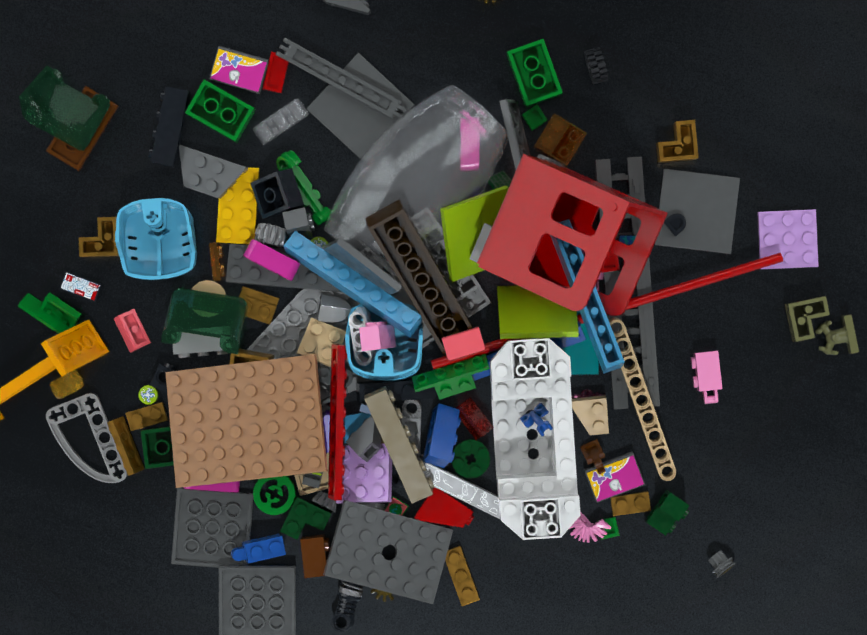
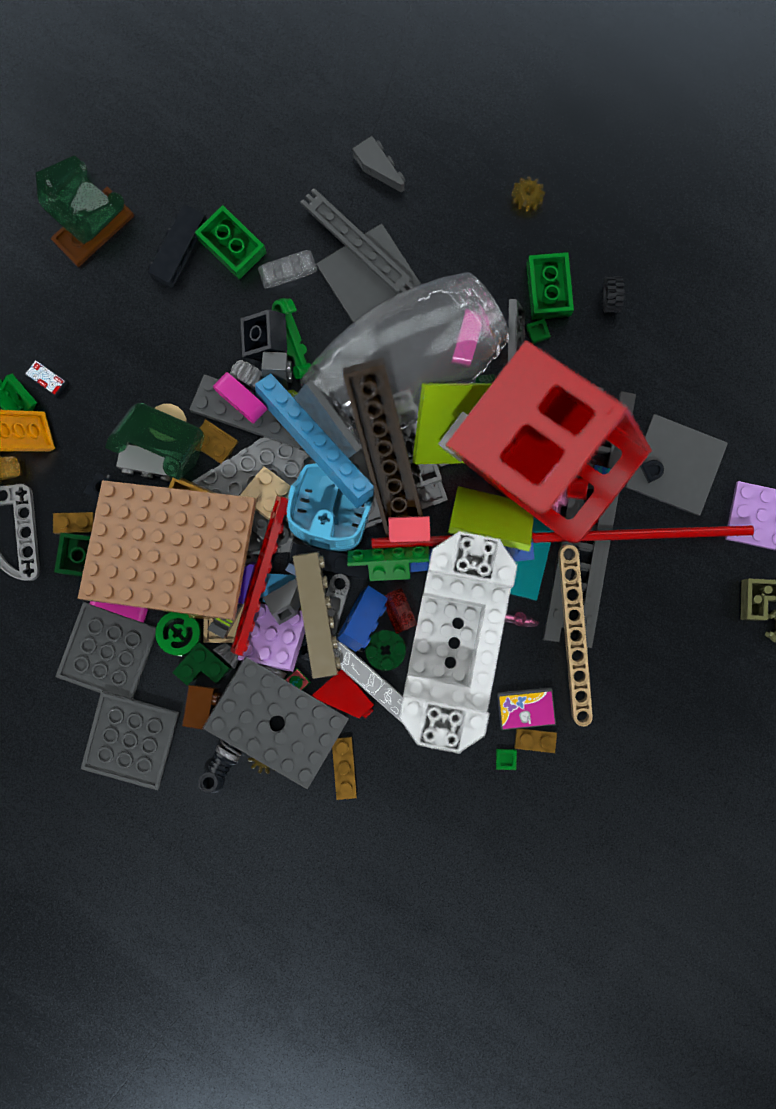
camera: 15 degrees right, 5 degrees down
(104, 244) = (81, 340): pearl gold brick -> none
(125, 445) = (43, 545): pearl gold plate -> none
(132, 330) = (84, 434): coral slope -> none
(148, 394) = (81, 501): lime tile -> none
(158, 250) = (132, 361): medium azure piece -> none
(207, 172) = (202, 299): dark grey wing -> none
(216, 253) = (184, 396): clear orange plate -> none
(238, 211) = (221, 339): yellow plate -> none
(239, 69) = (260, 210): piece -> none
(260, 549) = (147, 685): blue brick -> none
(275, 74) = (295, 223): red tile -> none
(333, 309) = (287, 463): light grey brick -> none
(354, 325) = (315, 487): white beam -> none
(377, 336) = (323, 496): bright pink brick -> none
(535, 416) = (463, 624): blue bar -> none
(560, 140) = (563, 350): clear orange slope -> none
(586, 529) = (484, 754): bright pink hair -> none
(592, 413) = (521, 638): tan wing -> none
(593, 454) = (511, 679): reddish brown plate -> none
(594, 313) = (548, 523): dark azure brick -> none
(667, 512) = (571, 758): dark green brick -> none
(684, 146) = (679, 396): pearl gold brick -> none
(707, 374) = (647, 629): bright pink brick -> none
(721, 563) = (613, 827): dark grey piece -> none

